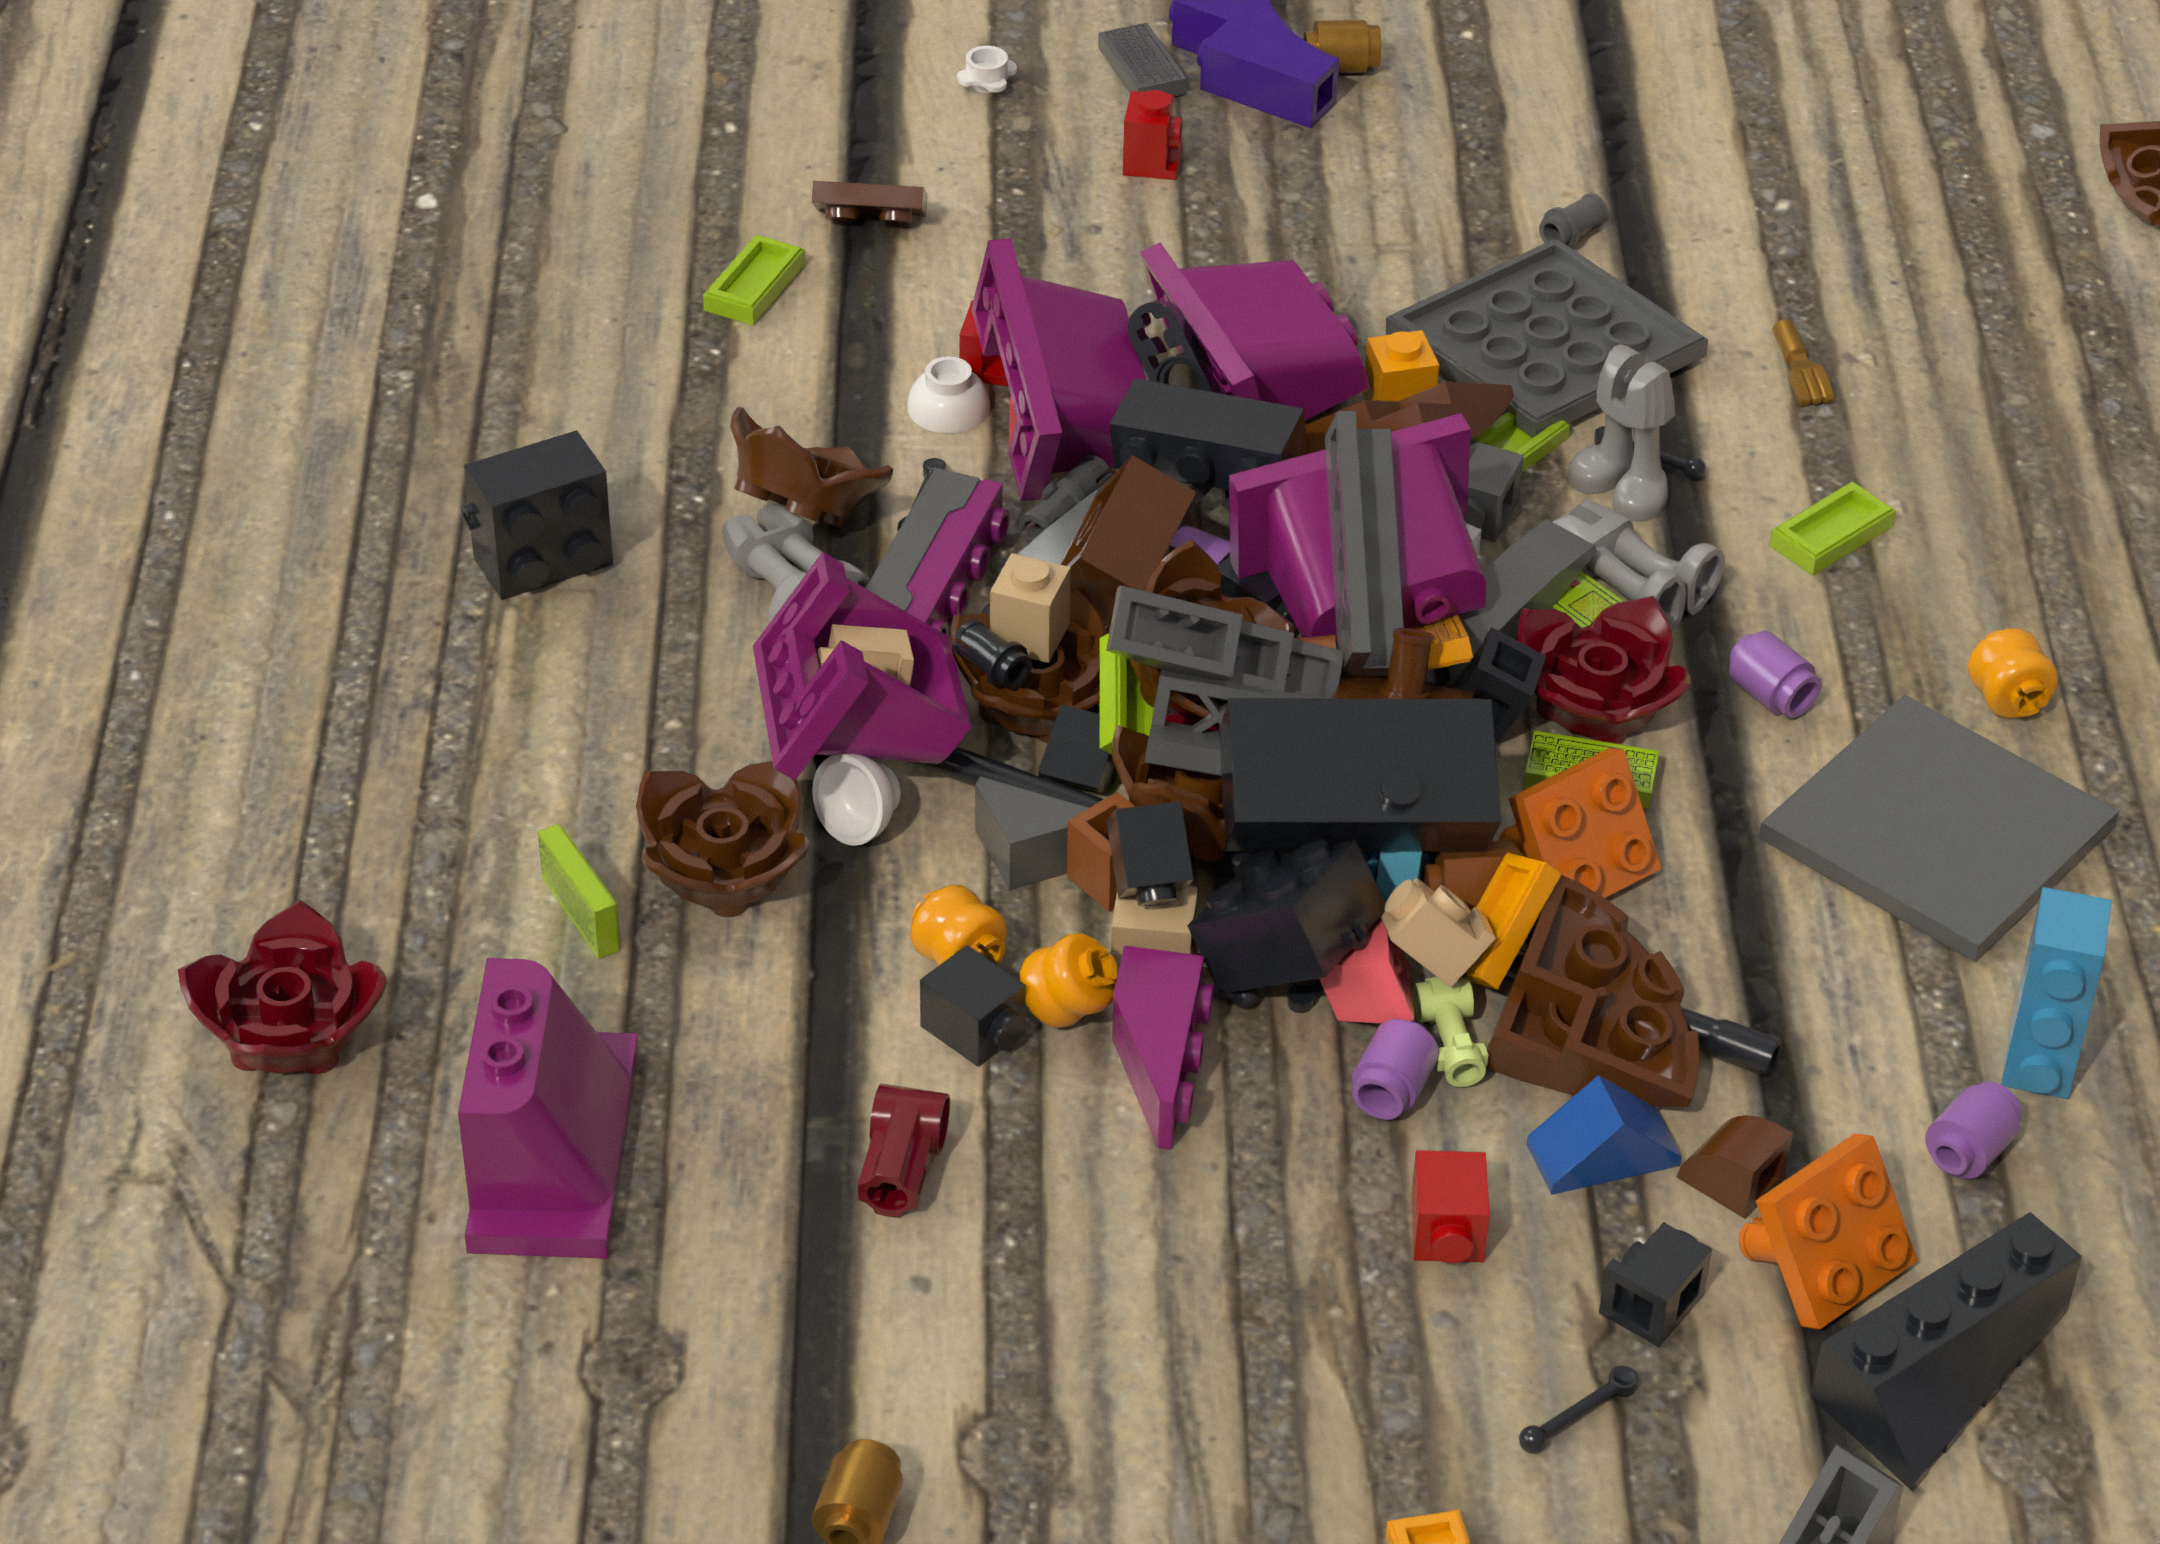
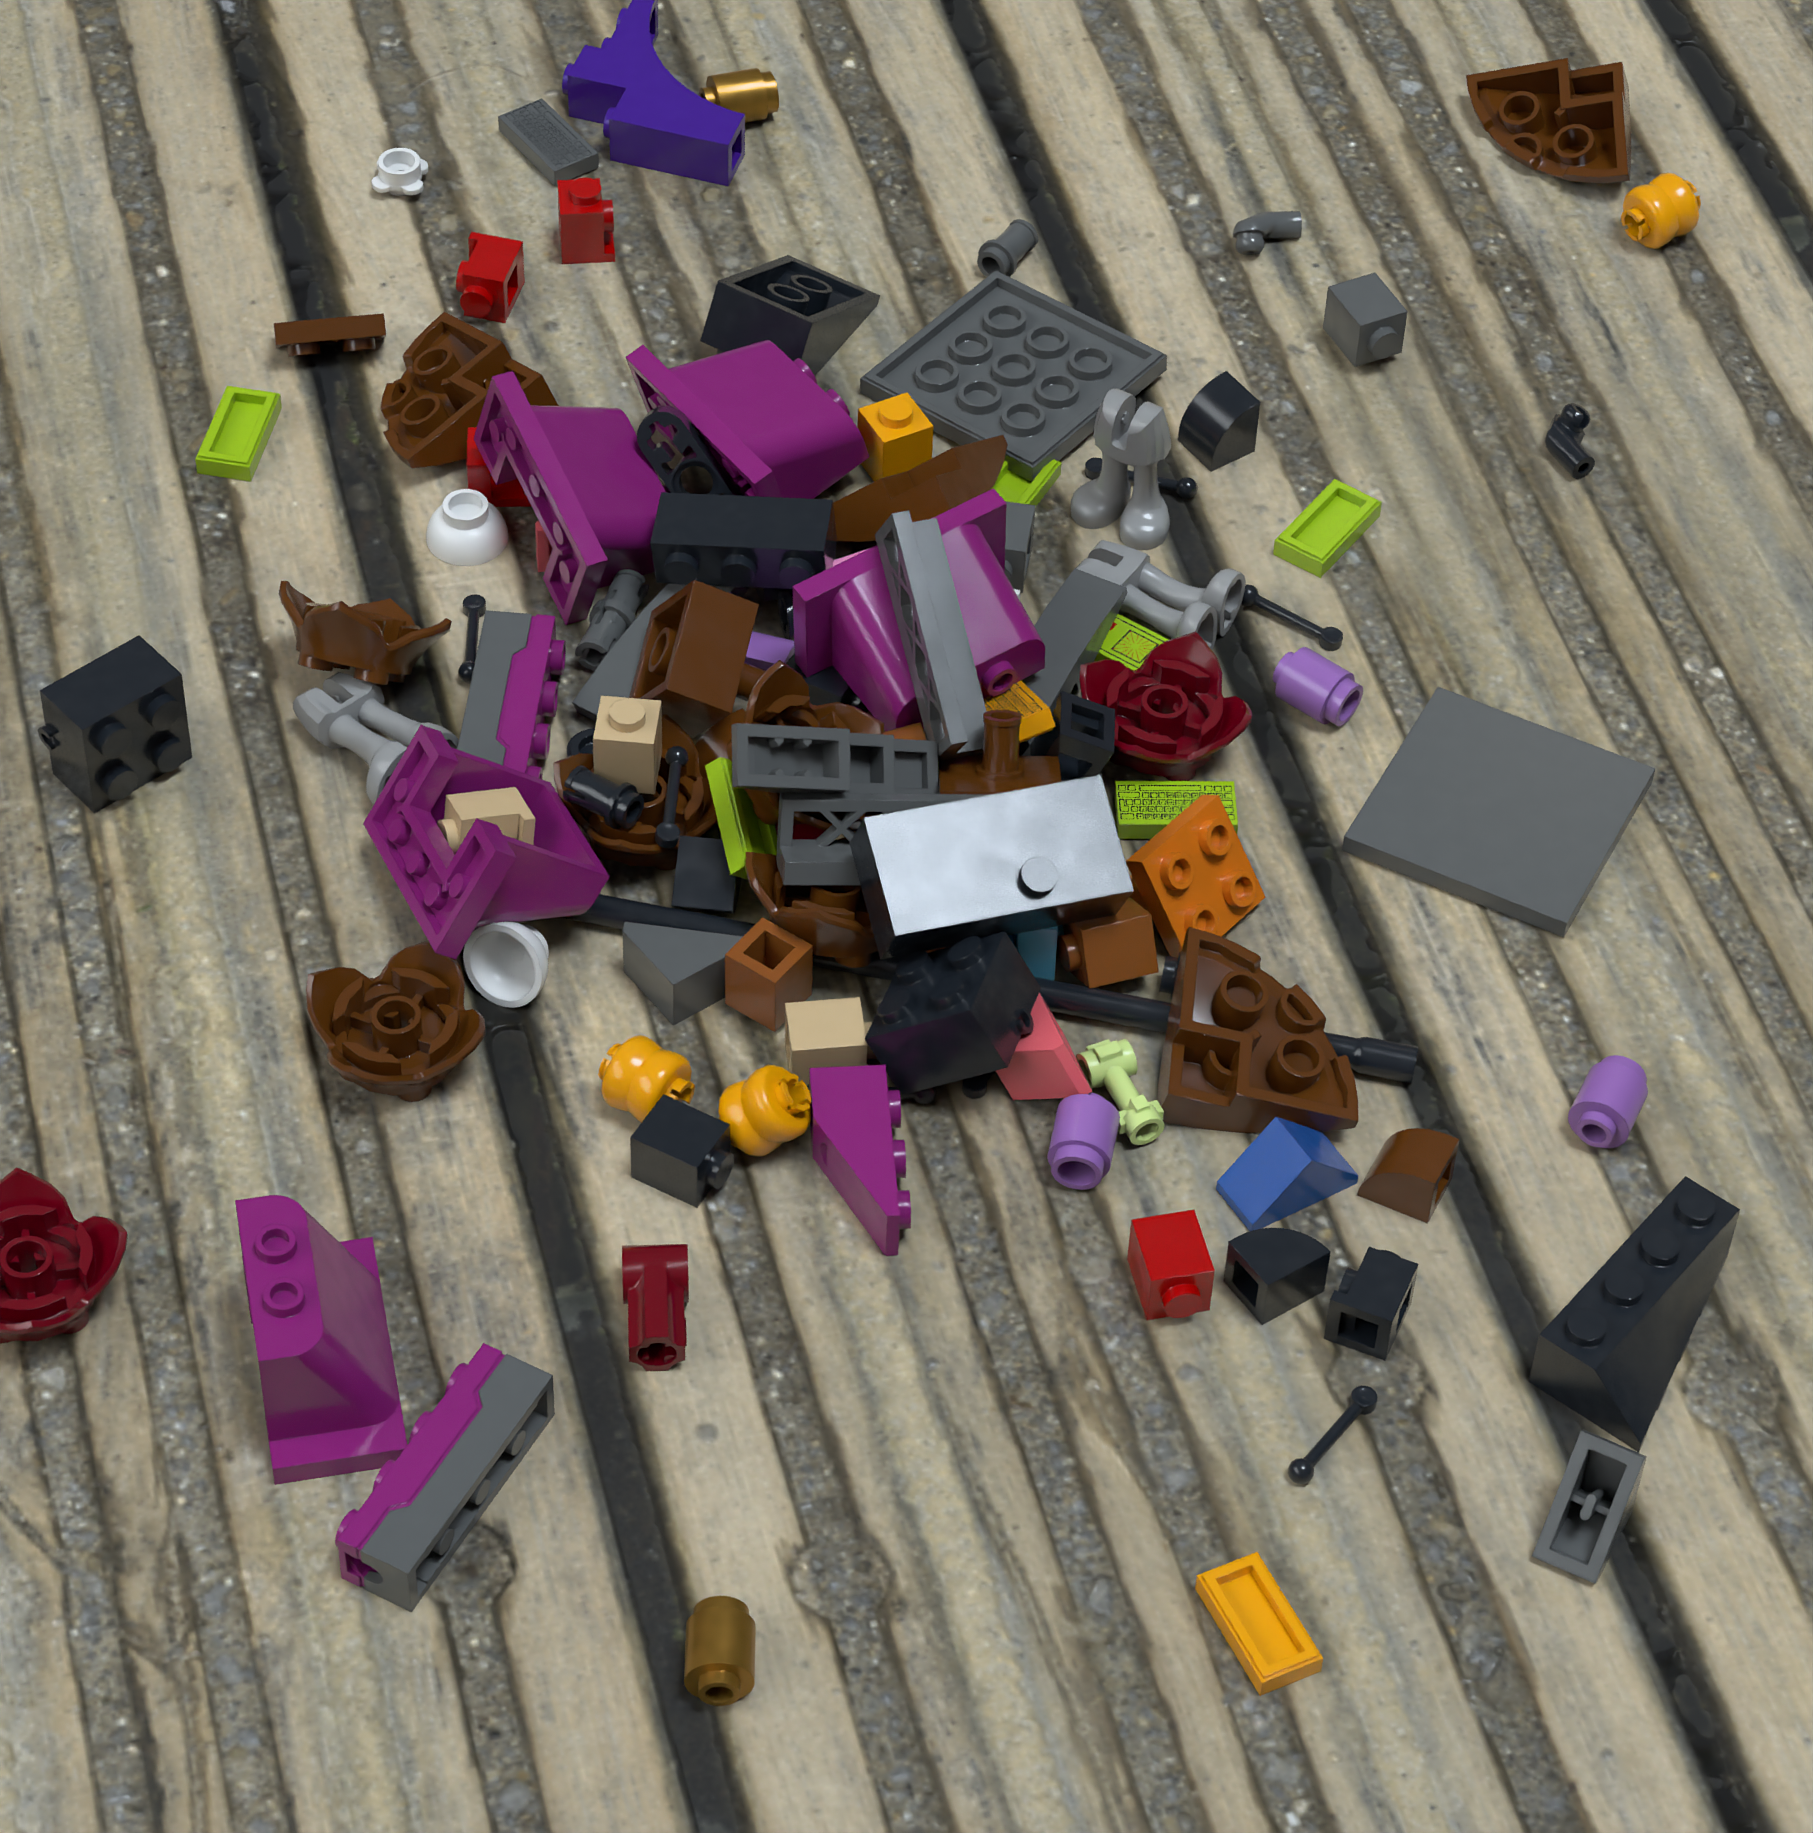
camera: 15 degrees left, 5 degrees up
(579, 890) = (272, 1103): lime tile -> none
(633, 1274) = (445, 1476): none -> dark grey piece
(944, 282) = (446, 391): none -> reddish brown brick
(1044, 173) = (491, 277): none -> red brick
(1049, 699) = (668, 833): none -> black hinge
(1150, 852) = (815, 976): black brick -> none
(1332, 243) = (790, 305): none -> black slope
(1436, 928) = (1094, 1001): tan brick -> none
(1511, 908) = (1147, 980): light orange tile -> none
(1561, 1232) = (1275, 1270): none -> black brick
(1745, 410) = (1220, 422): none -> black brick
(1804, 632) = (1329, 637): none -> black hinge
(1806, 377) = (1263, 377): pearl gold piece -> none
(1832, 1231) = (1515, 1226): orange plate -> none
(1859, 237) = (1266, 225): none -> dark grey arm
(1925, 334) = (1365, 319): none -> dark grey brick
(2012, 673) = (1529, 649): light orange piece -> none
(2056, 992) = (1657, 963): dark azure brick -> none
(2111, 482) = (1565, 440): none -> black arm

